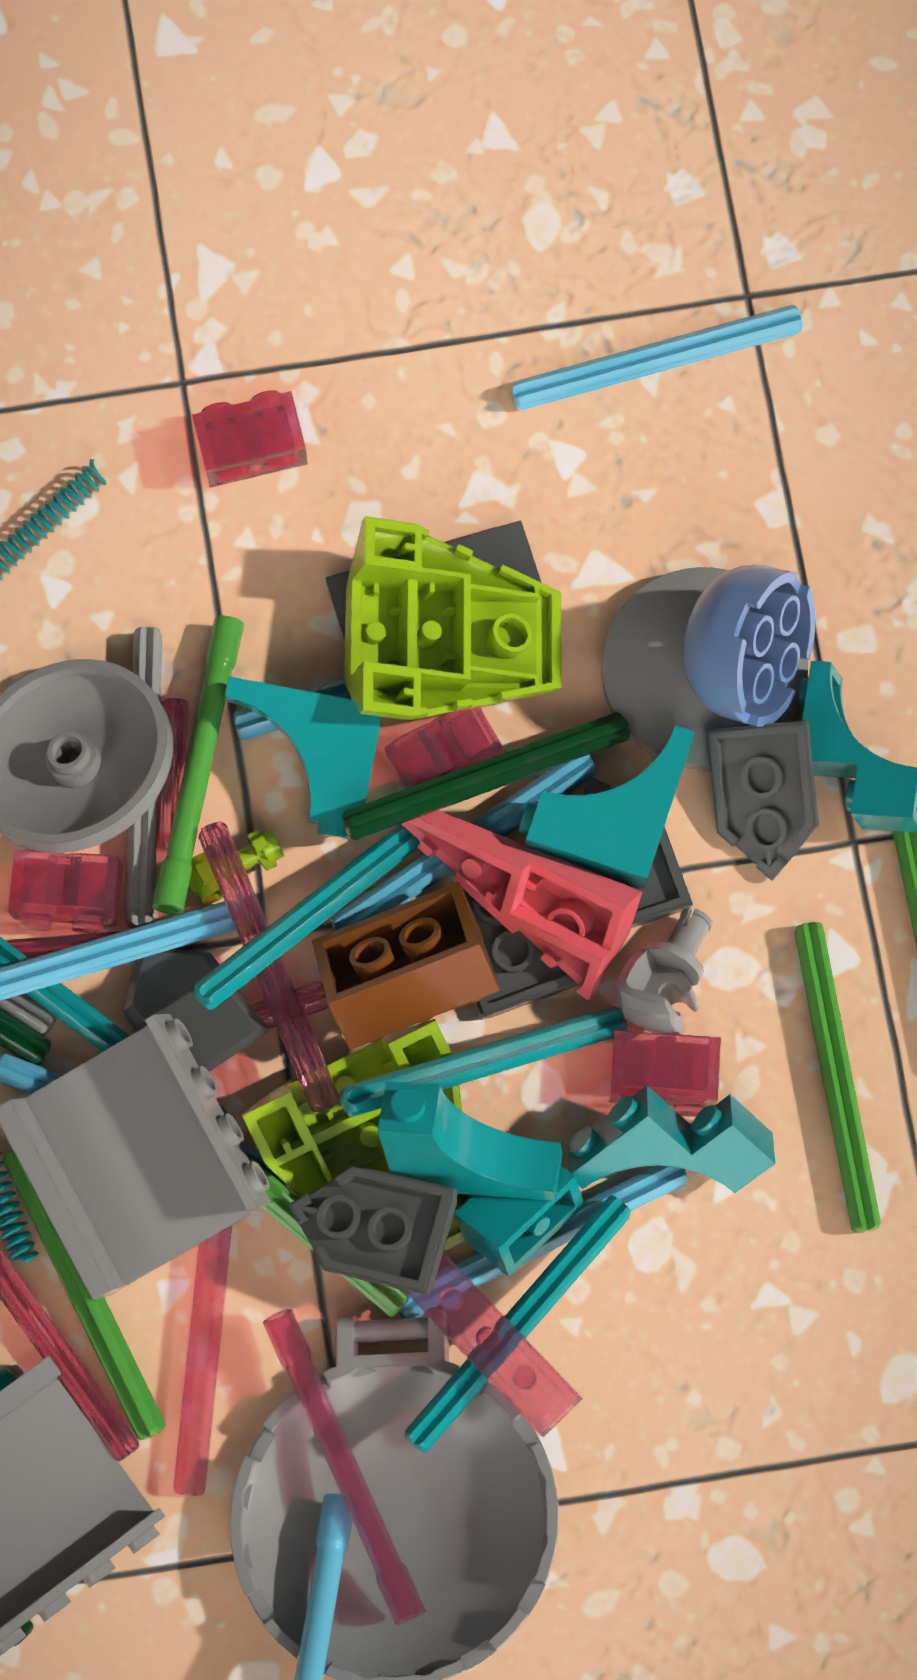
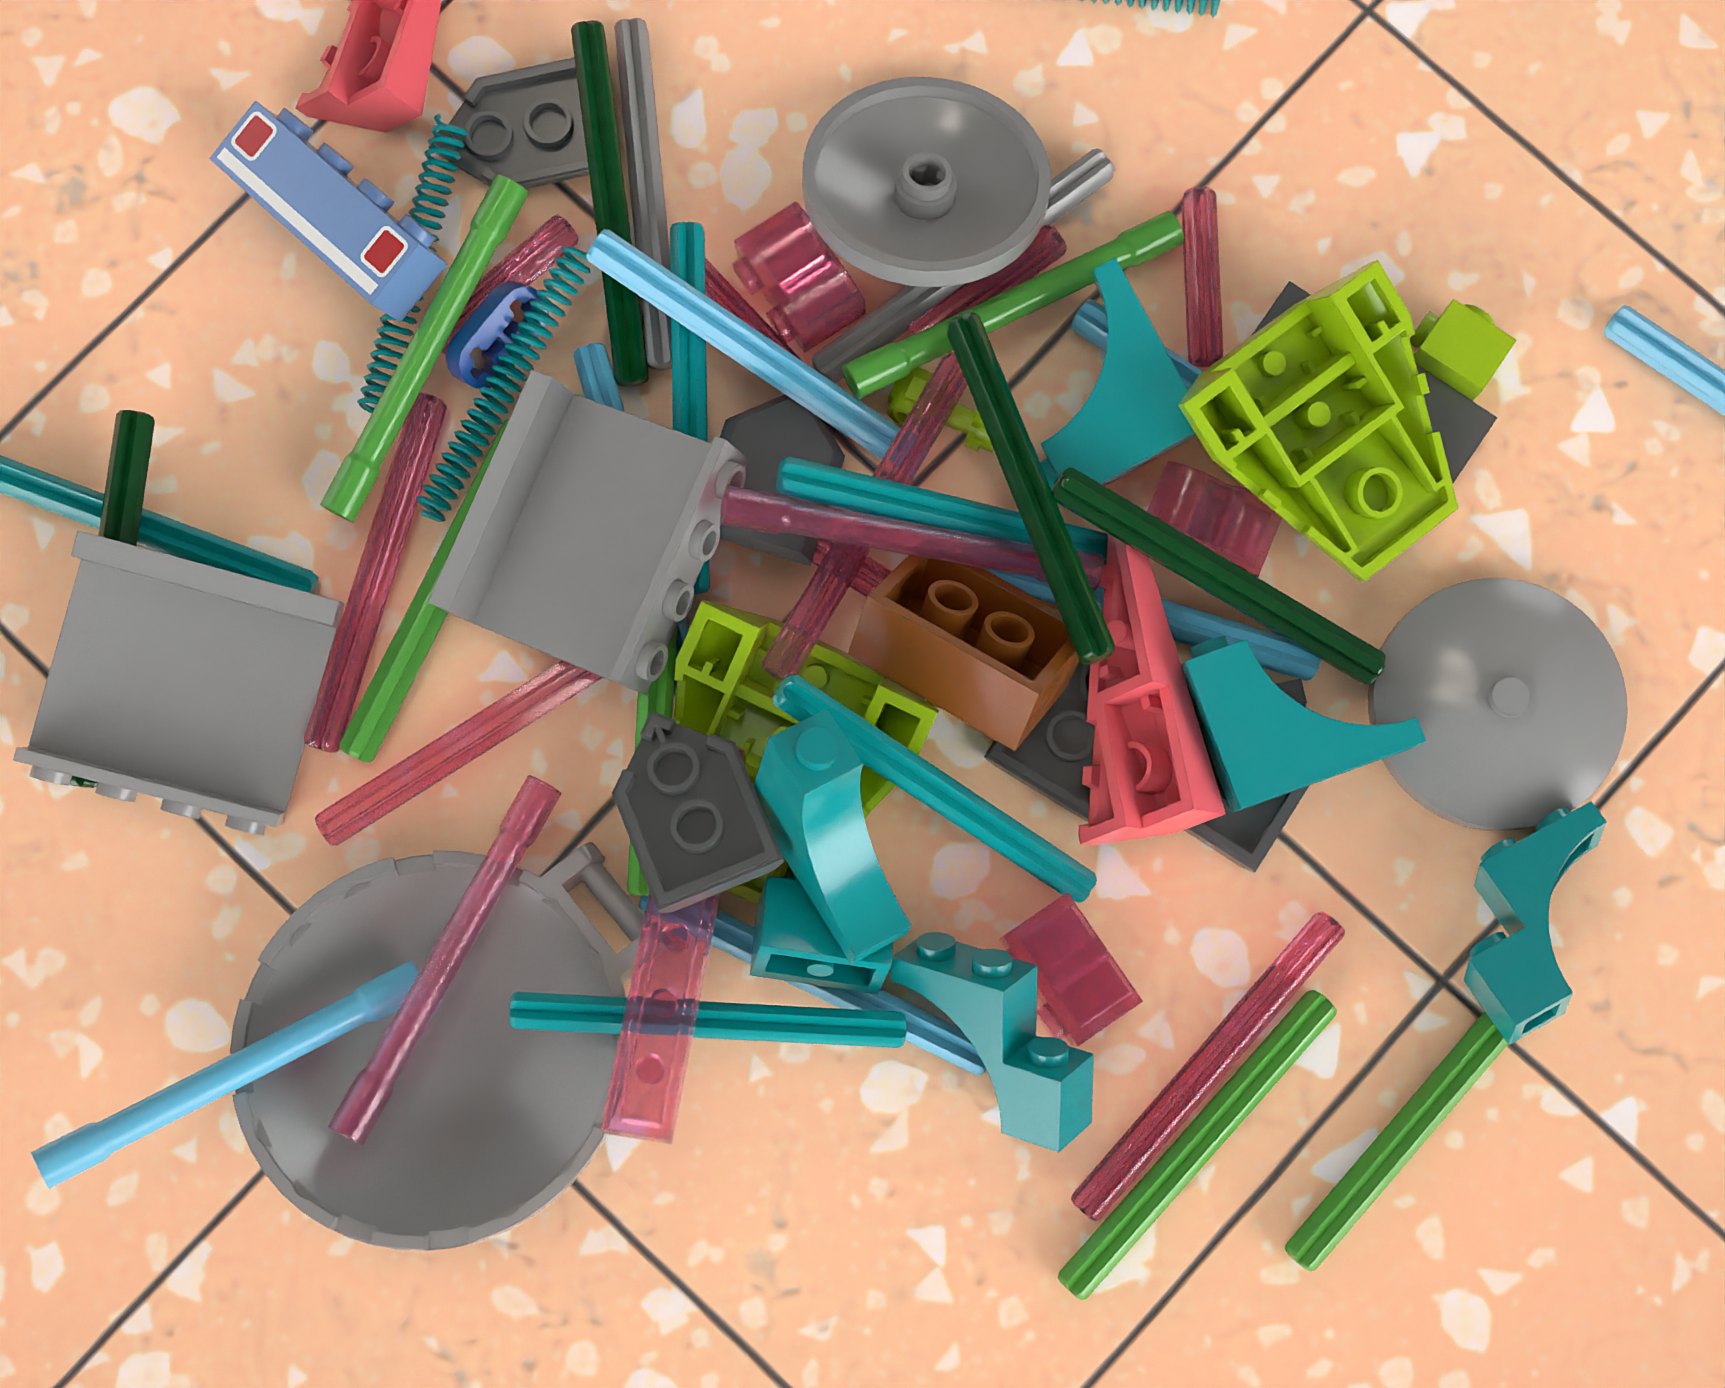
camera: 50 degrees right, 5 degrees up
(228, 1019) = (778, 515): none -> clear pink piece
(250, 438) = (1365, 106): clear pink brick -> none
(277, 630) = (1202, 276): none -> clear pink axle
(335, 848) = (1030, 489): none -> dark green axle
(457, 506) = (1461, 347): none -> lime brick
(664, 976) = (1161, 898): light grey piece -> none
(749, 642) = (1561, 724): medium blue cylinder -> none
(764, 790) = (1424, 854): dark grey tile -> none
(793, 1032) = (1207, 1066): none -> clear pink axle

